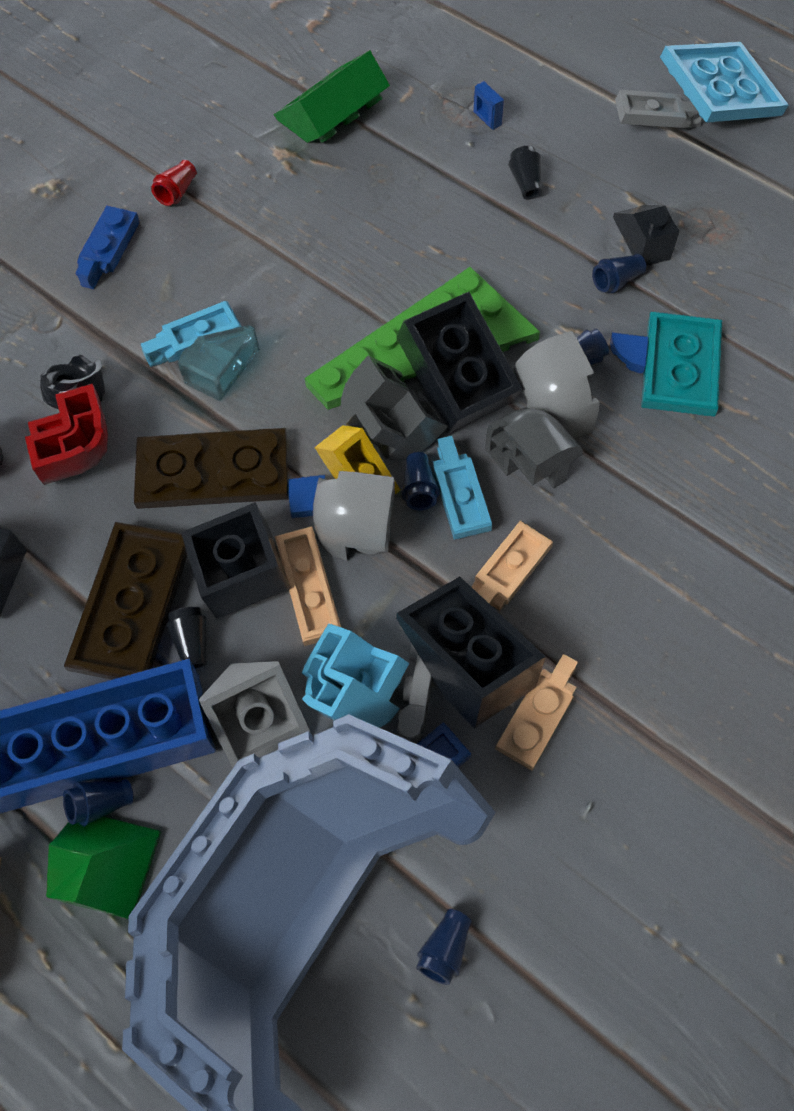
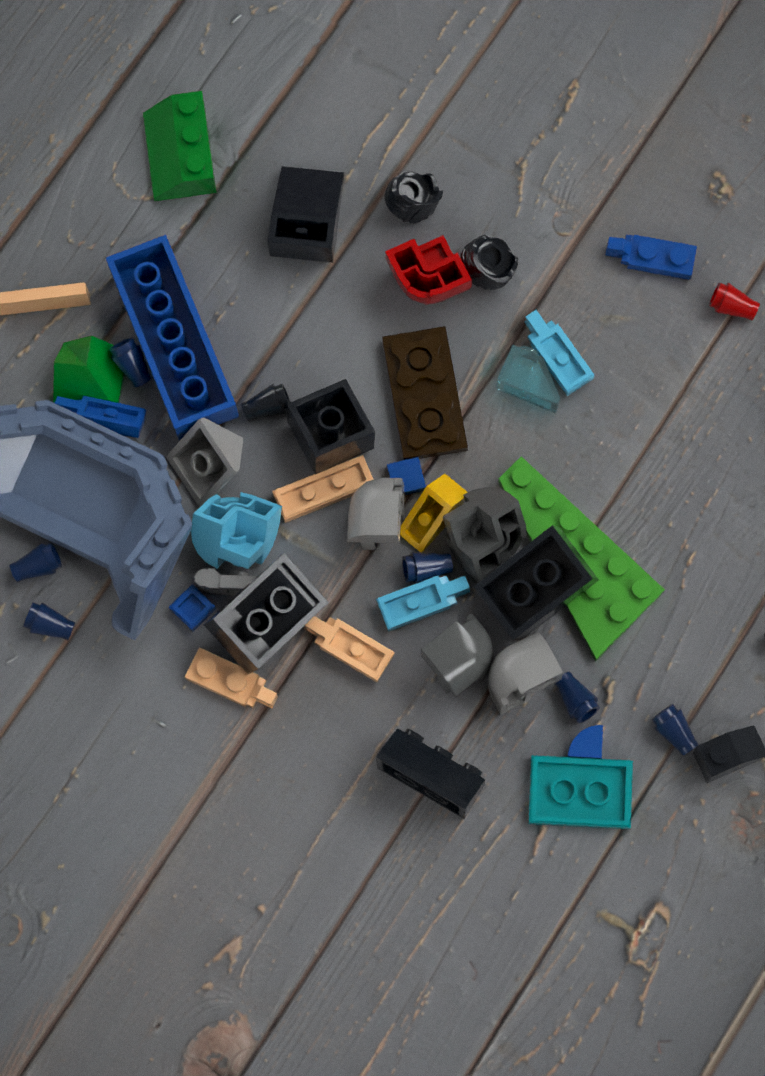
camera: 85 degrees right, 10 degrees up
(128, 603) = (292, 351): dark brown piece -> none
(168, 827) = (115, 416): none -> blue hinge
(358, 956) = (38, 562): none -> dark blue cone
(667, 491) = (430, 771): none -> black slope

